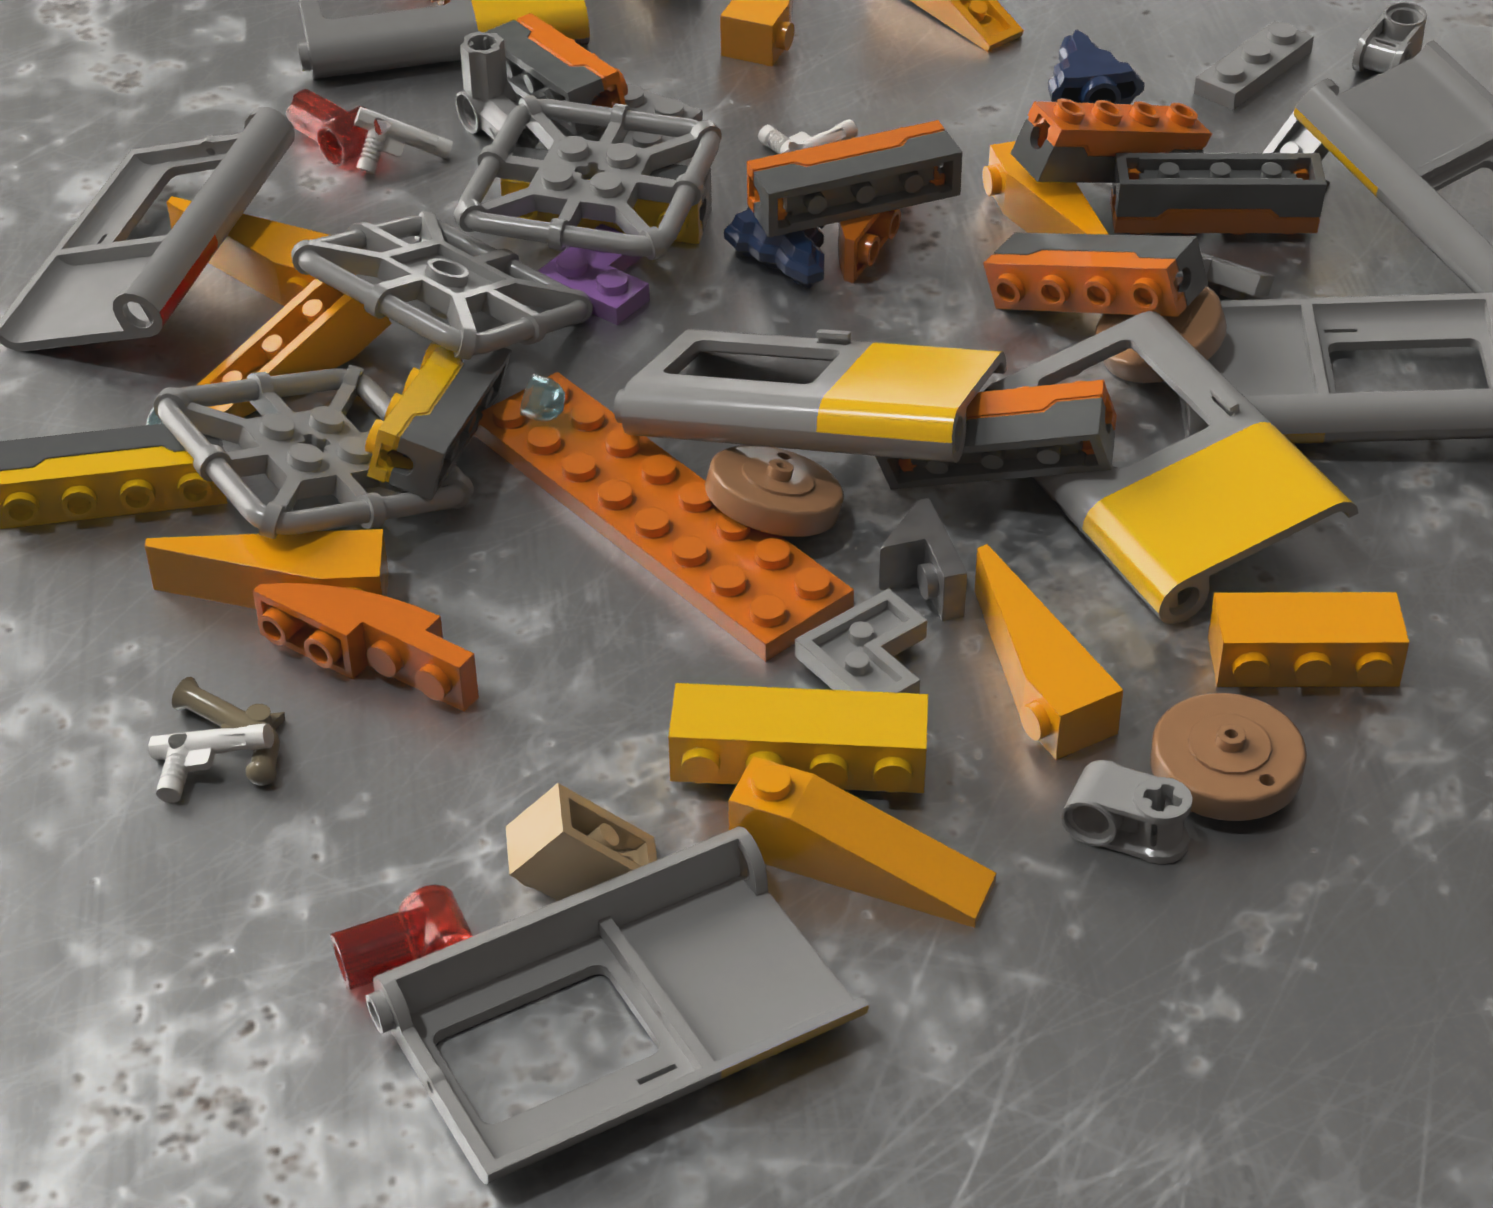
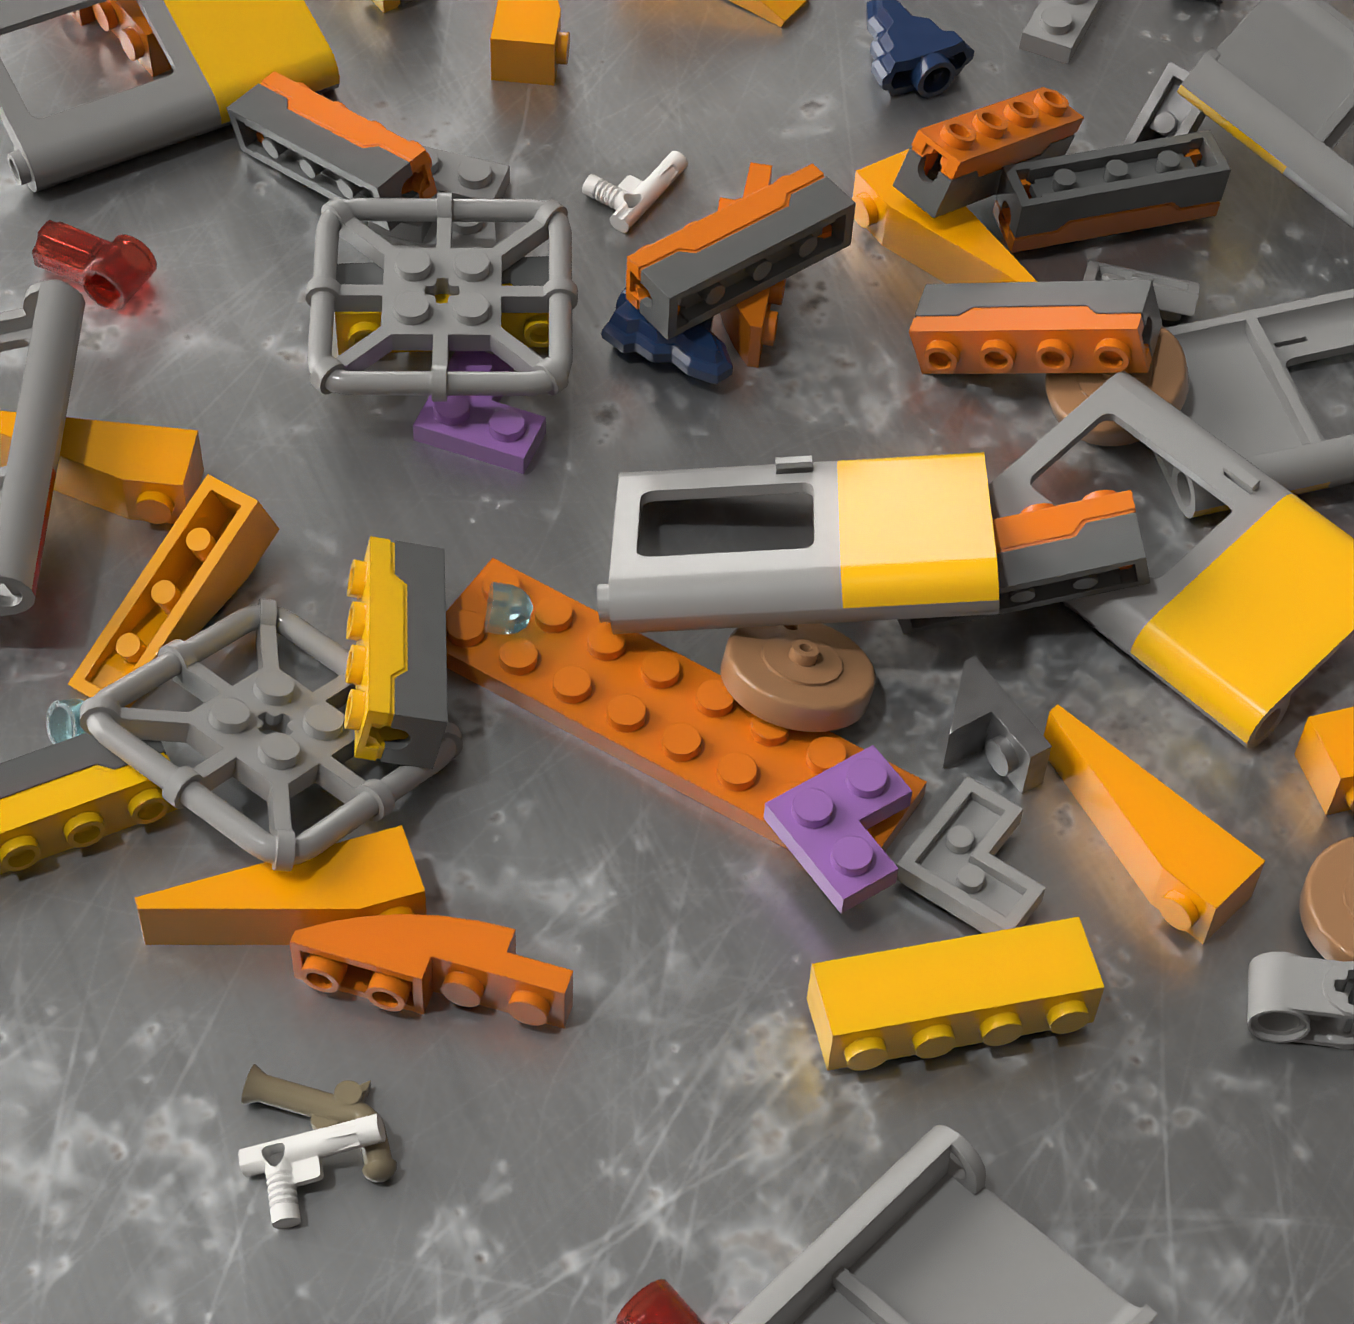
camera: 20 degrees left, 10 degrees up
(394, 139) = (176, 270): white hose -> none
(448, 274) = (333, 471): light grey plate -> none
(486, 92) = (266, 194): light grey piece -> none
(573, 844) = (775, 1191): tan slope -> none
(748, 592) = (828, 824): none -> medium lavender plate
(848, 843) = (1056, 1110): light orange slope -> none

